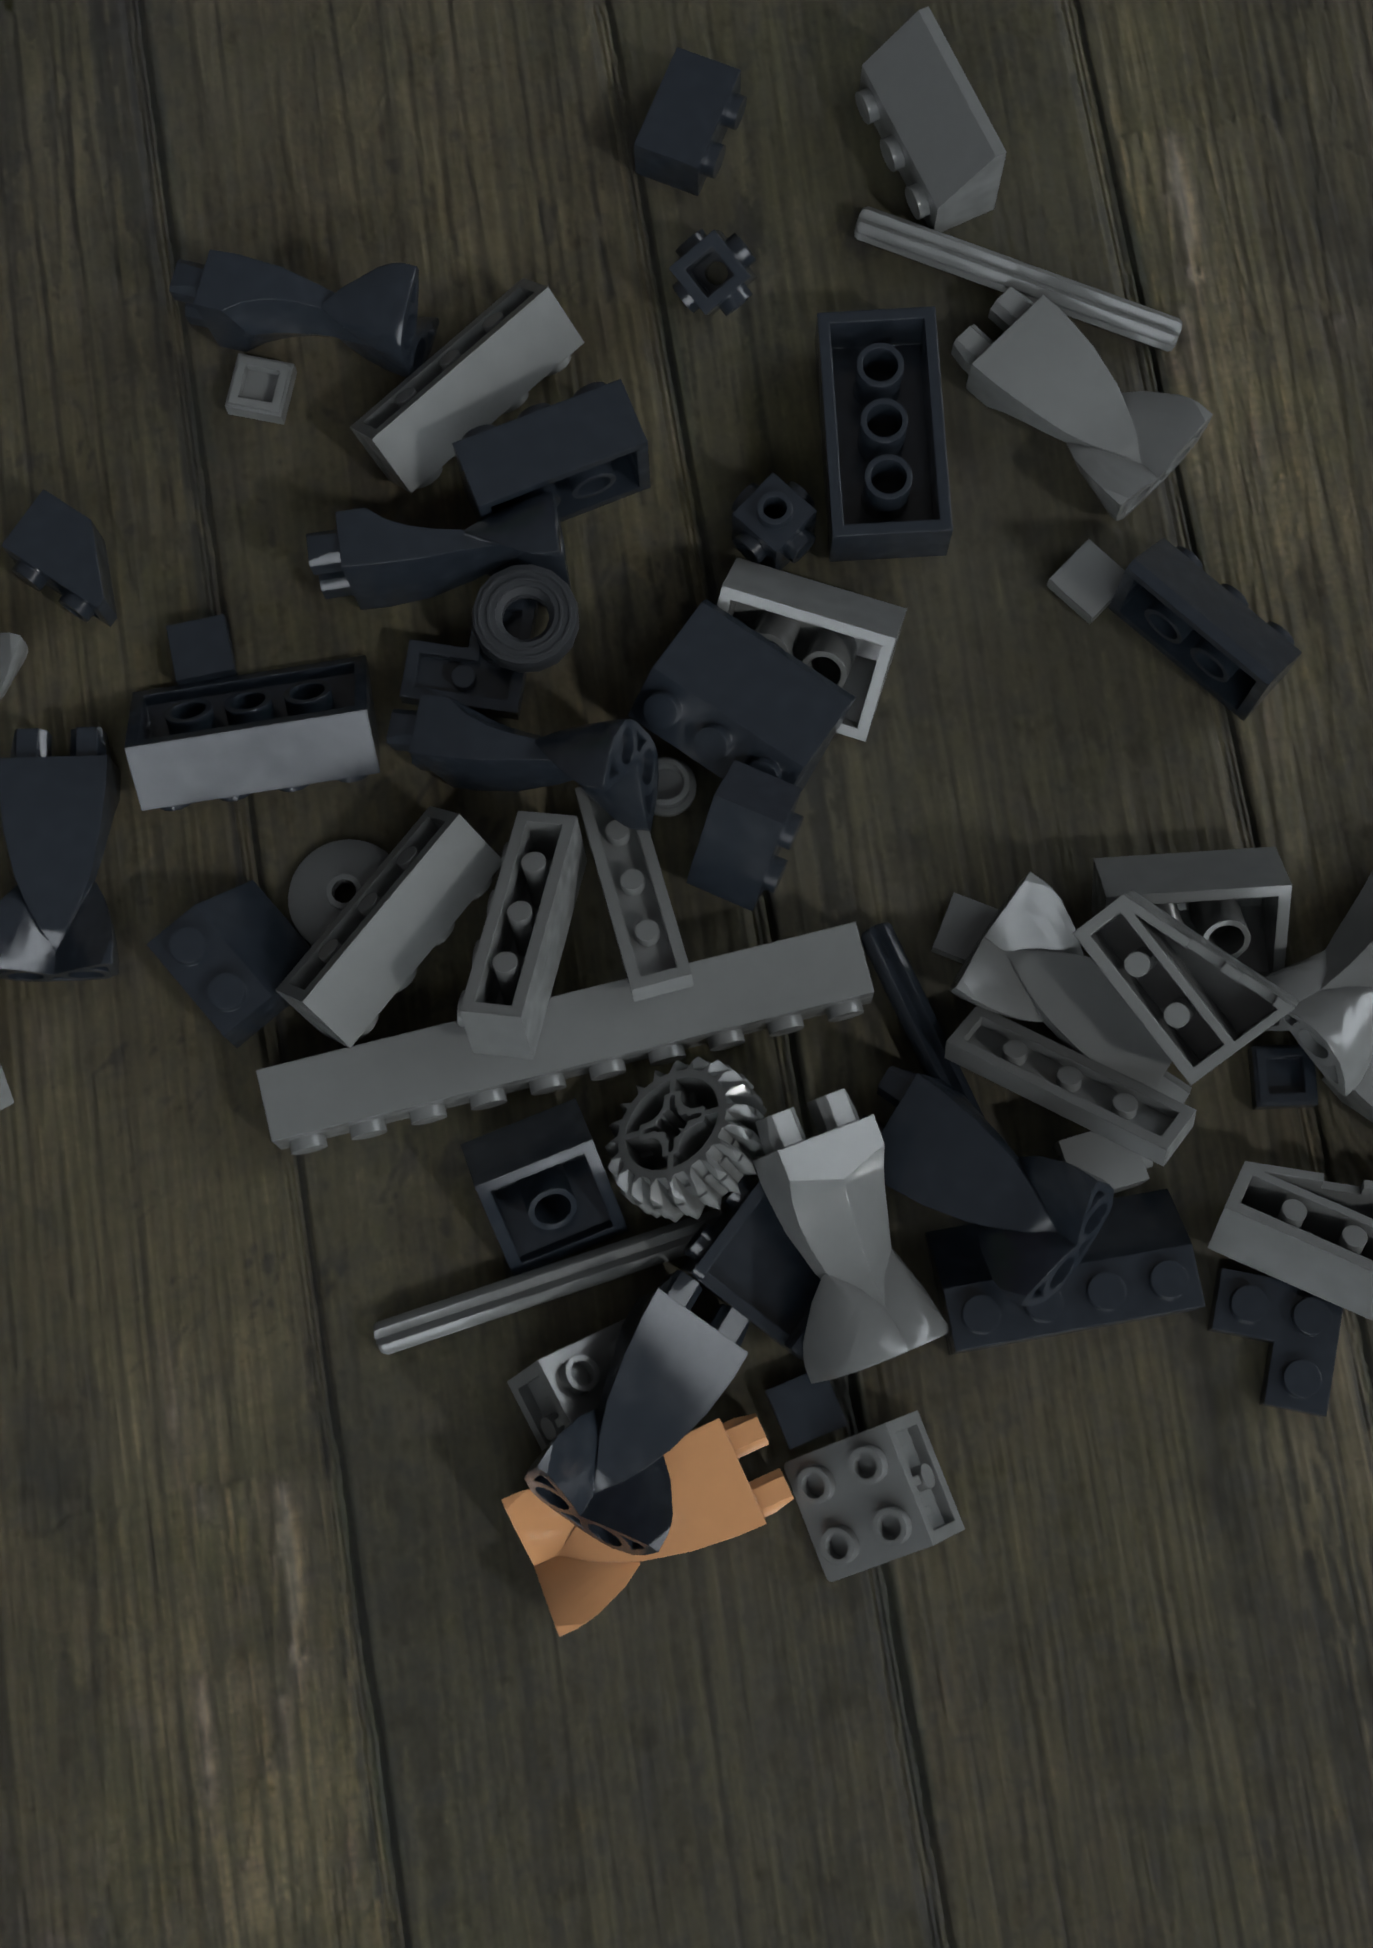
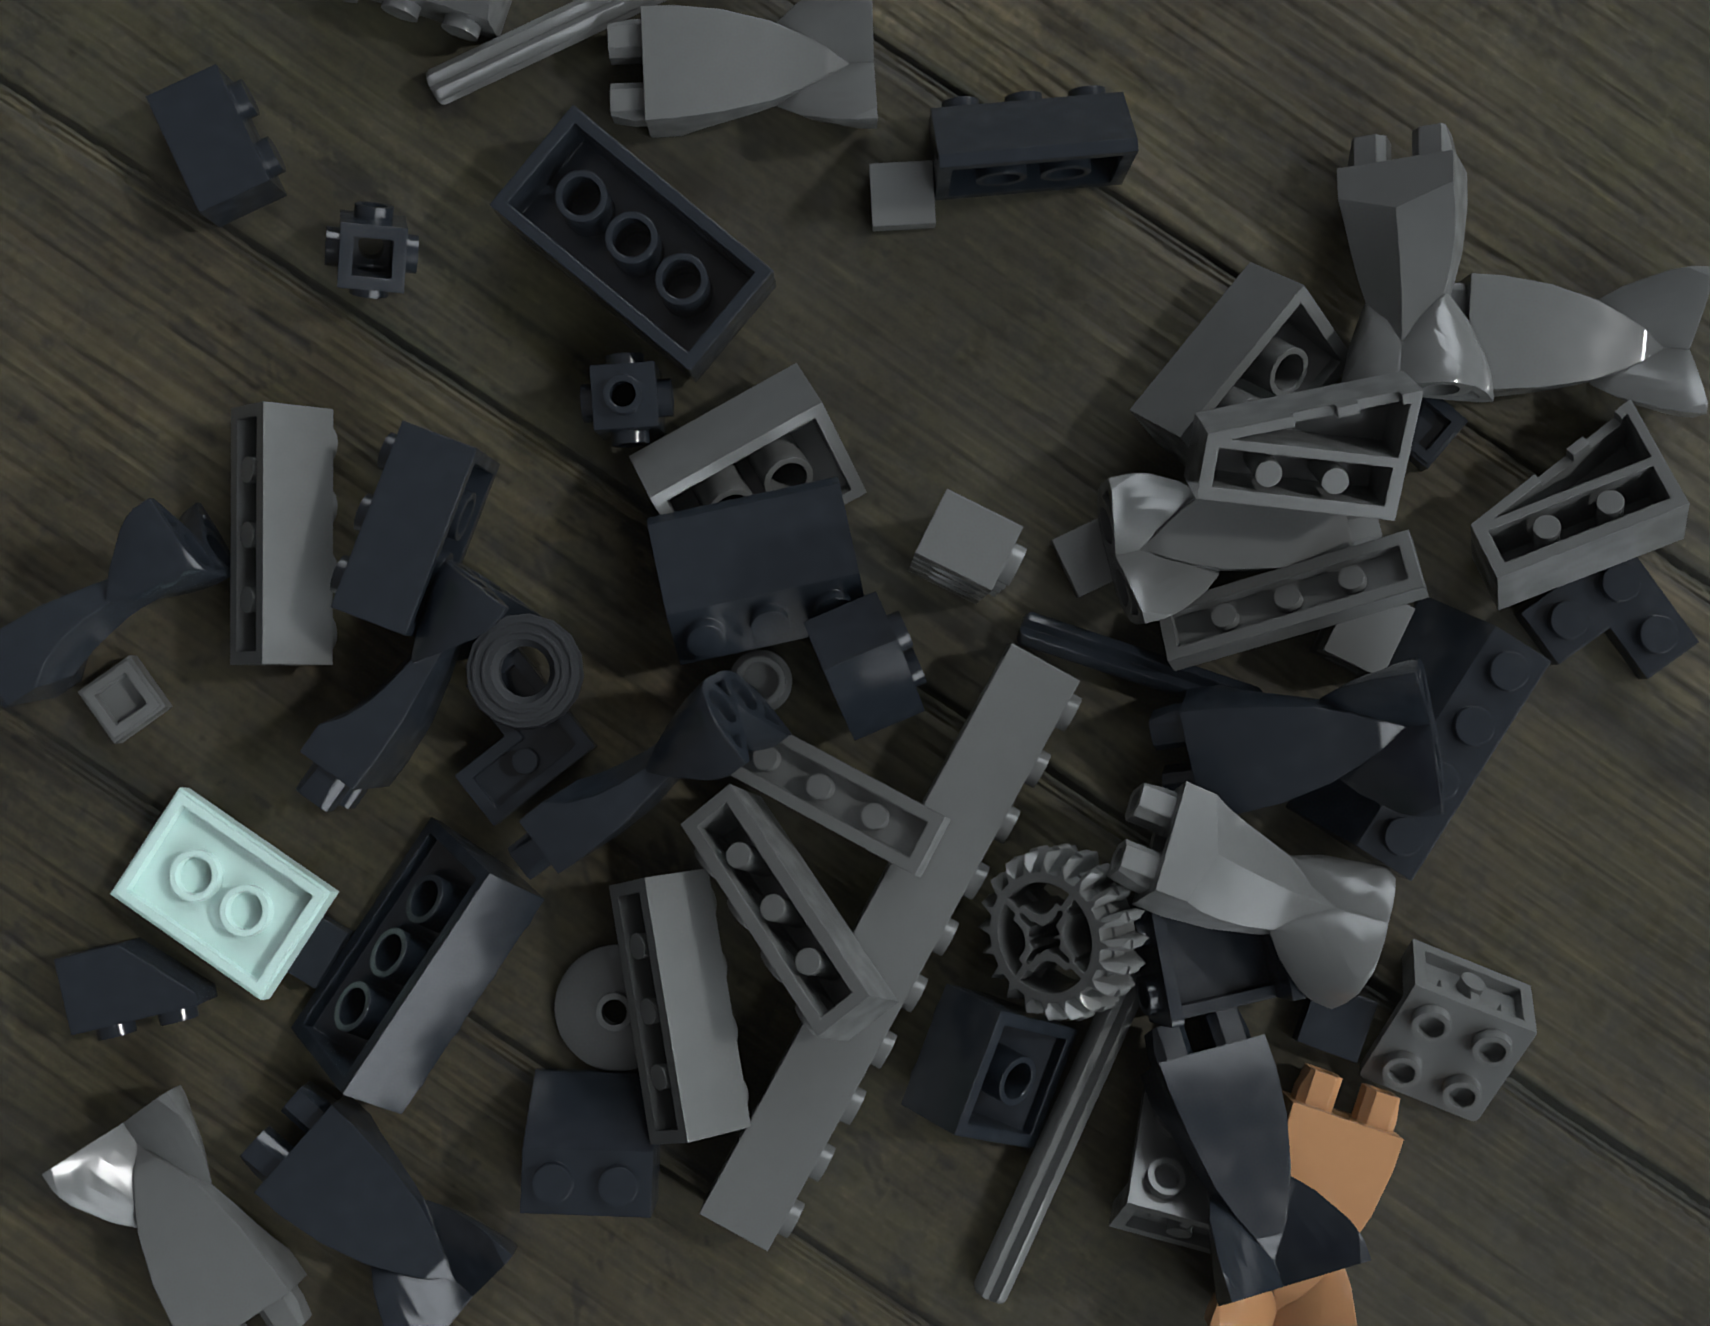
camera: 45 degrees left, 10 degrees up
(187, 565) = (224, 893): none -> light aqua tile
(886, 813) = (968, 549): none -> dark grey brick

